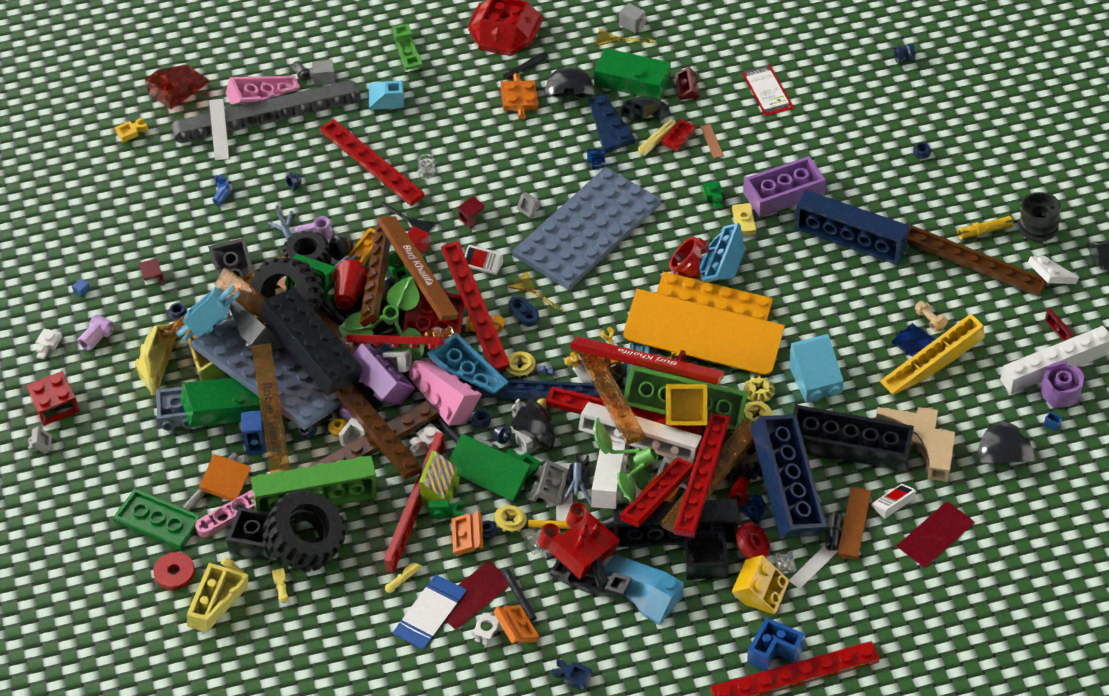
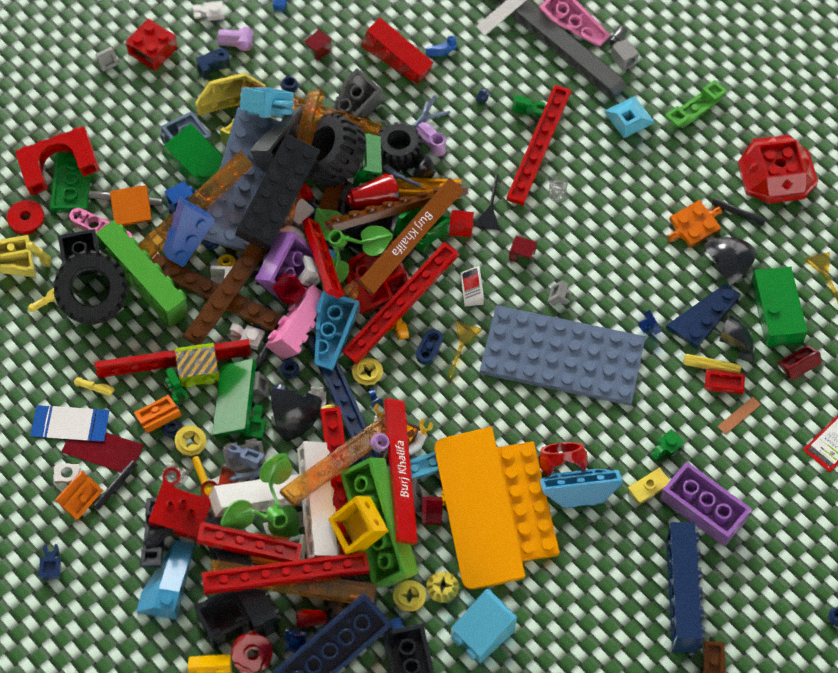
camera: 60 degrees right, 10 degrees up
(108, 360) = (212, 62): none -> dark blue leg
(126, 492) = (33, 157): none -> red arch
(202, 219) = (396, 51): none -> red wedge
(297, 433) = (186, 232): none -> blue wedge
(326, 155) = (525, 106): none -> green plate
(411, 376) = (289, 289): none -> dark red panel
(560, 473) = (246, 457): none -> sand blue plate
(564, 502) = (226, 474): none -> clear red tile
(612, 363) = (383, 439): none -> lavender plate

